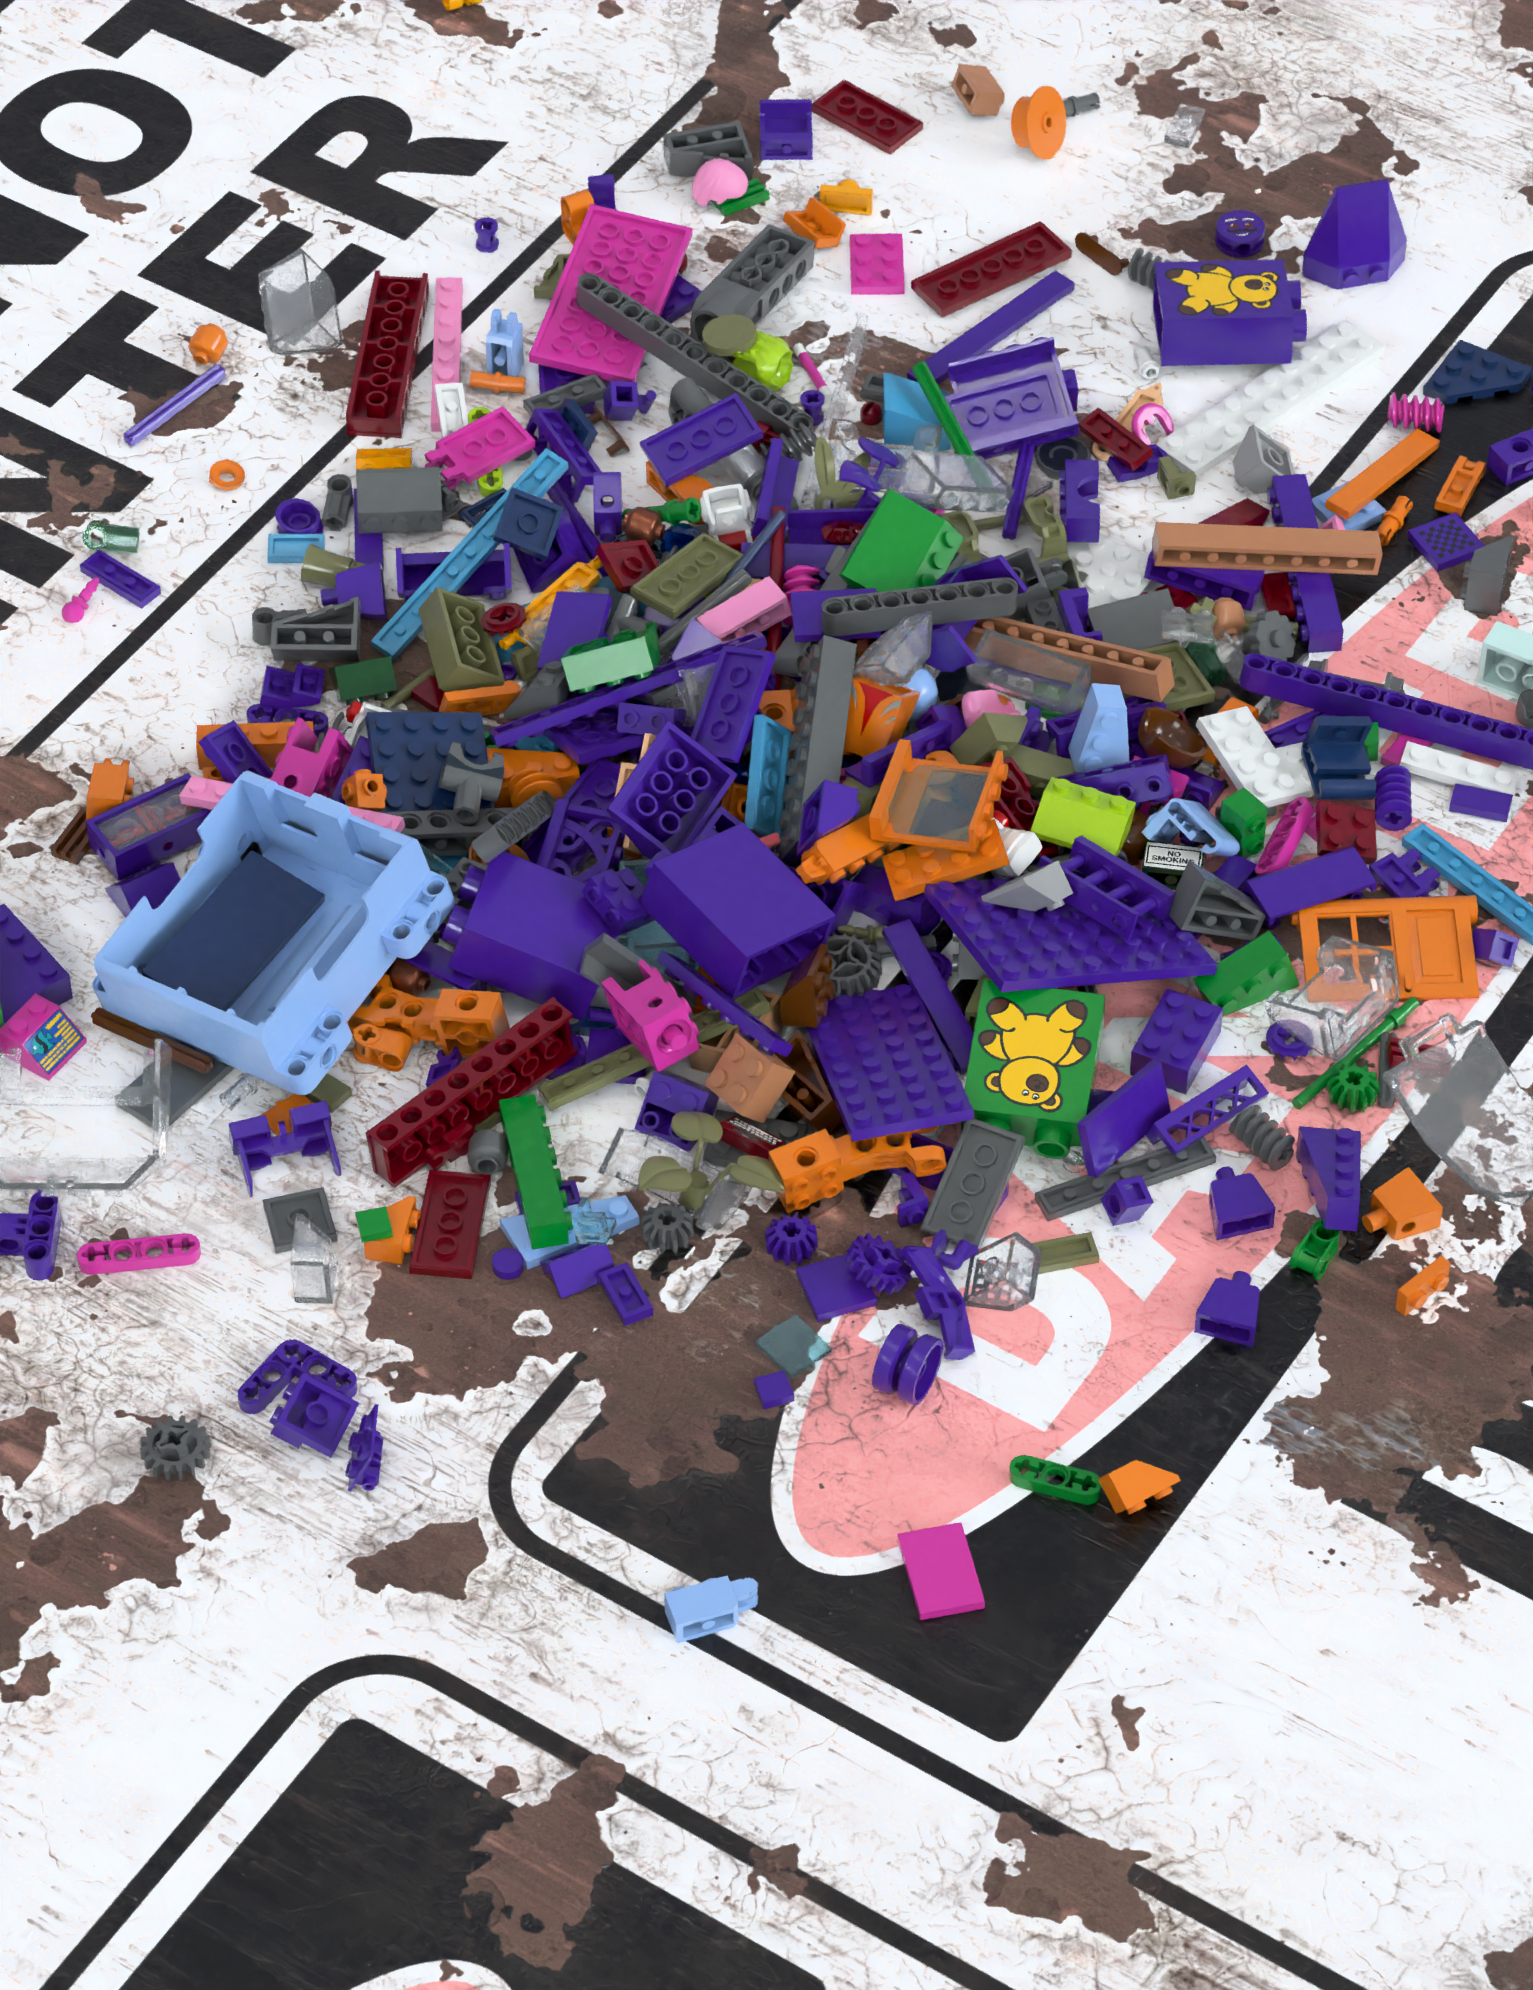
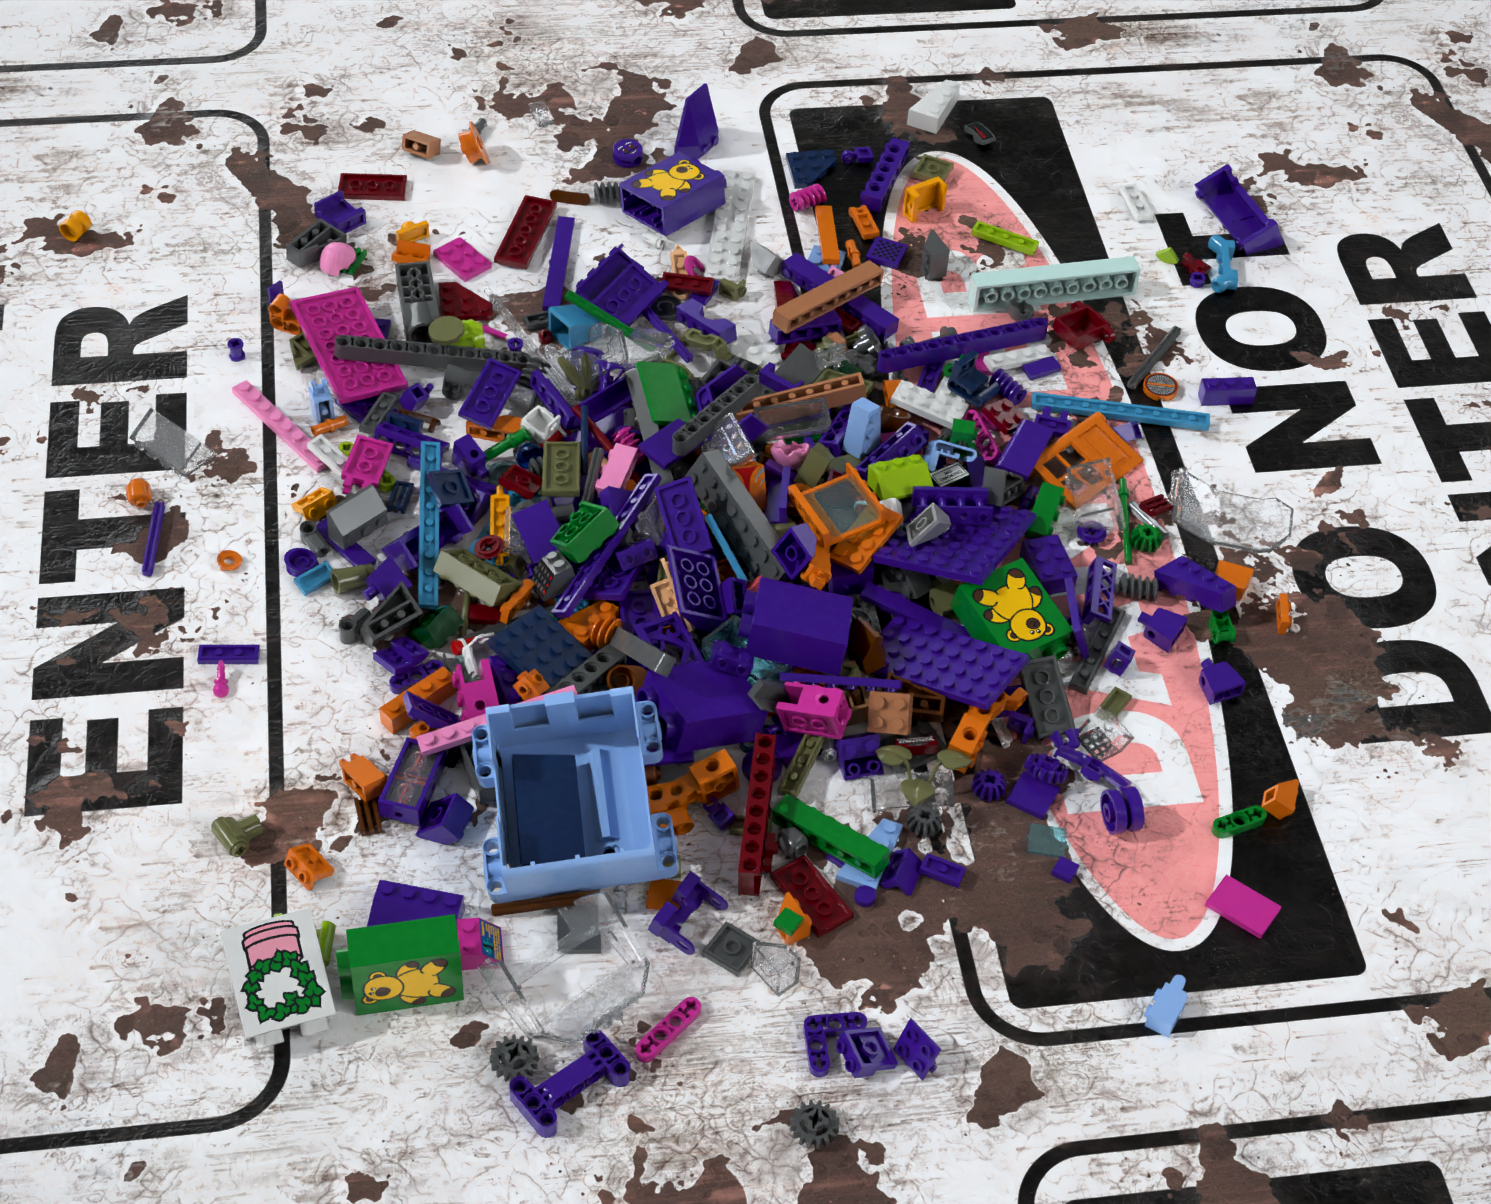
camera: 45 degrees left, 0 degrees up
(115, 537) = (202, 632): clear green piece -> none
(387, 356) = (252, 444): dark red tile -> none
(470, 782) = (578, 643): dark grey connector -> none
(591, 1226) = (898, 844): clear light blue panel -> none
(643, 525) = (502, 457): copper head -> none
(813, 320) = (463, 303): none -> dark red plate
(841, 532) = (613, 402): dark red gear -> none

